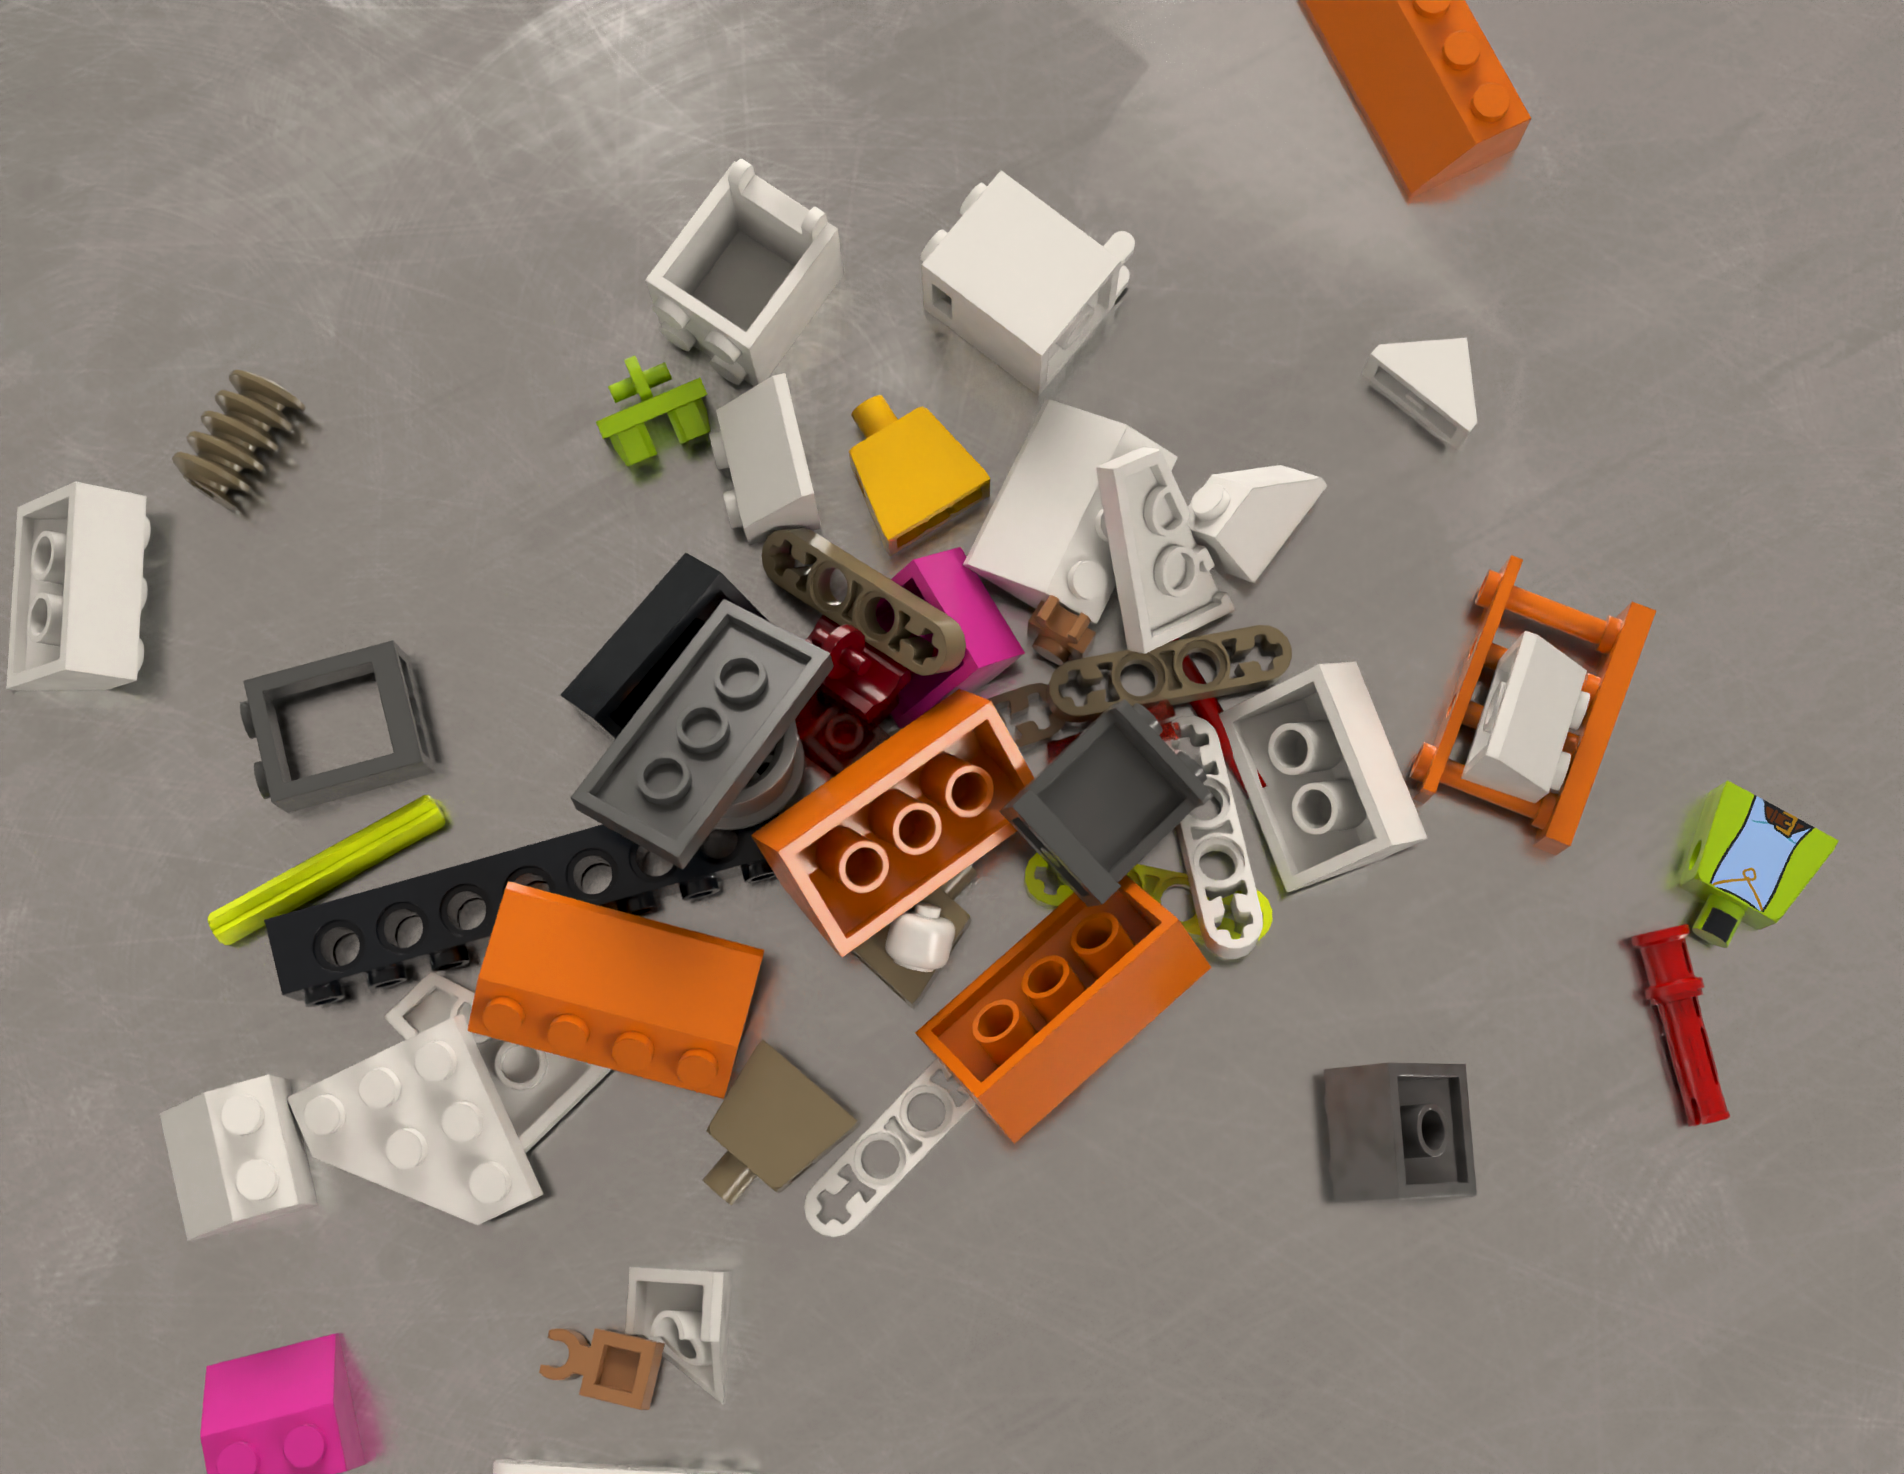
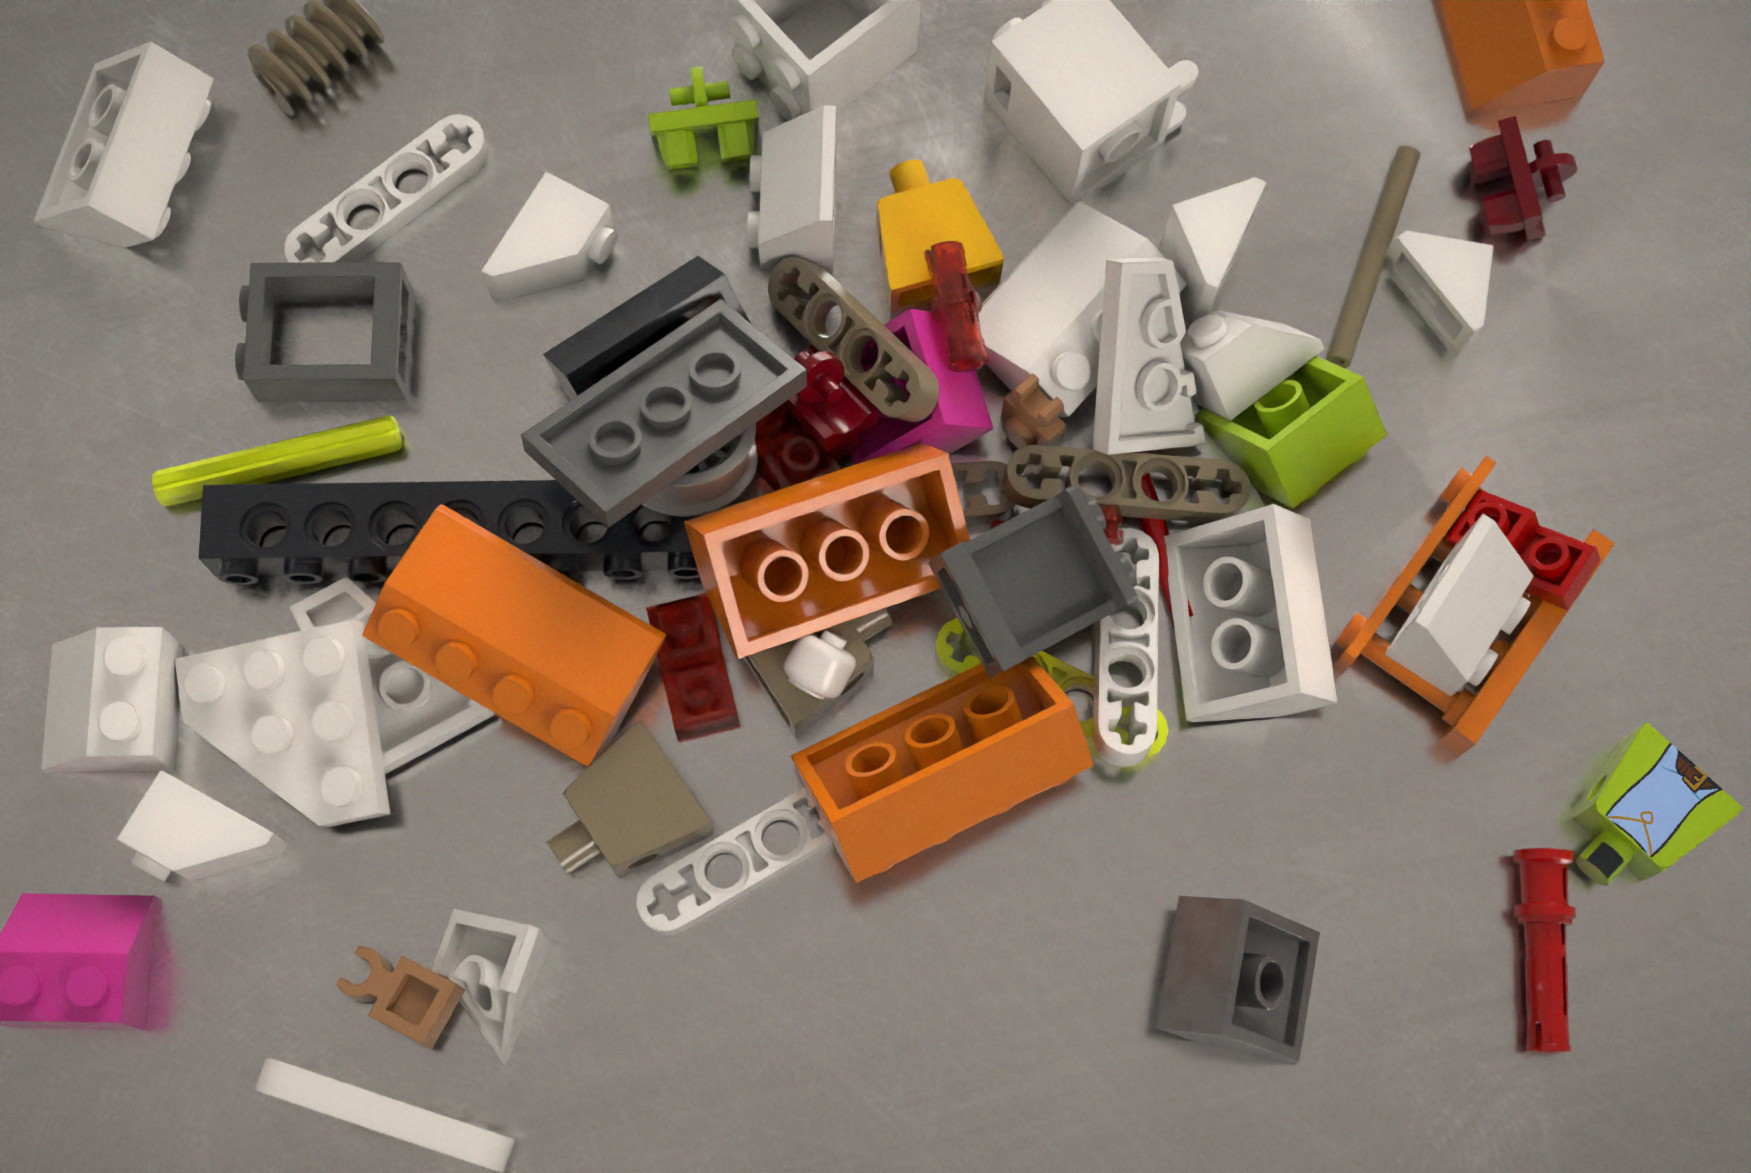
camera: 10 degrees right, 5 degrees down
(346, 565) = (379, 190): none -> white beam
(356, 1264) = (193, 833): none -> white slope
(535, 573) = (551, 241): none -> white slope
(795, 967) = (693, 667): none -> clear red slope
(957, 543) = (956, 306): none -> clear red pin
(1184, 410) = (1204, 240): none -> white slope
(1324, 575) = (1300, 431): none -> lime slope
(1351, 372) = (1373, 256): none -> dark tan piece
(1456, 235) = (1505, 156): none -> dark red hips
(1595, 642) = (1555, 559): none -> red slope

